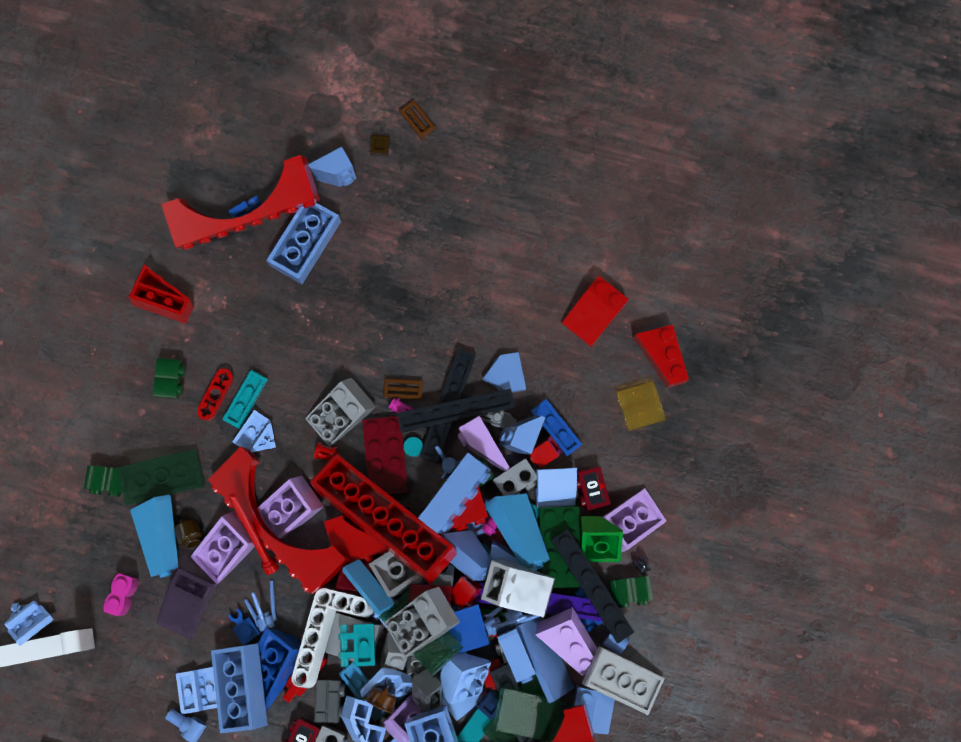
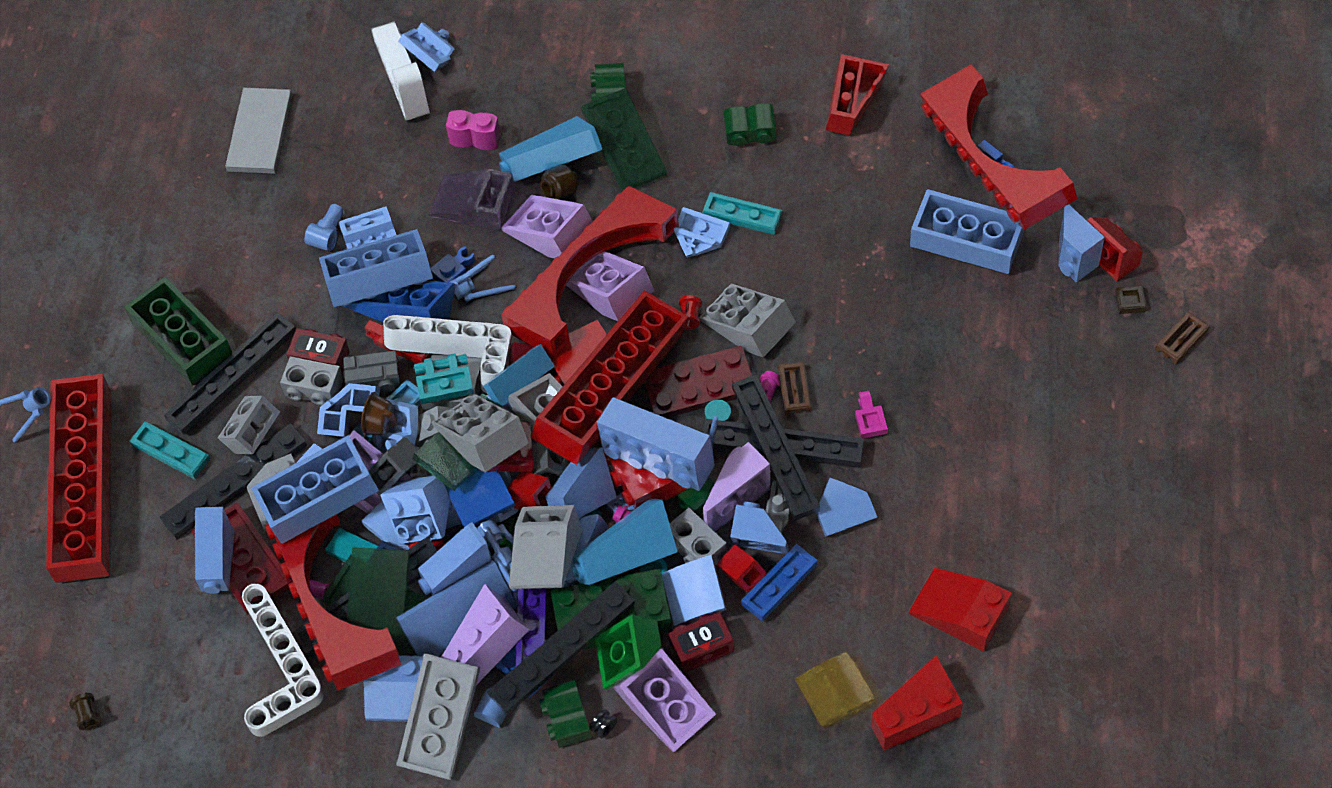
camera: 85 degrees right, 20 degrees down
(227, 384) = (735, 171): red beam -> none
(269, 564) = (531, 274): red piece -> none
(342, 138) = (1119, 252): none -> red slope
(441, 341) = (870, 419): none -> dark pink plate

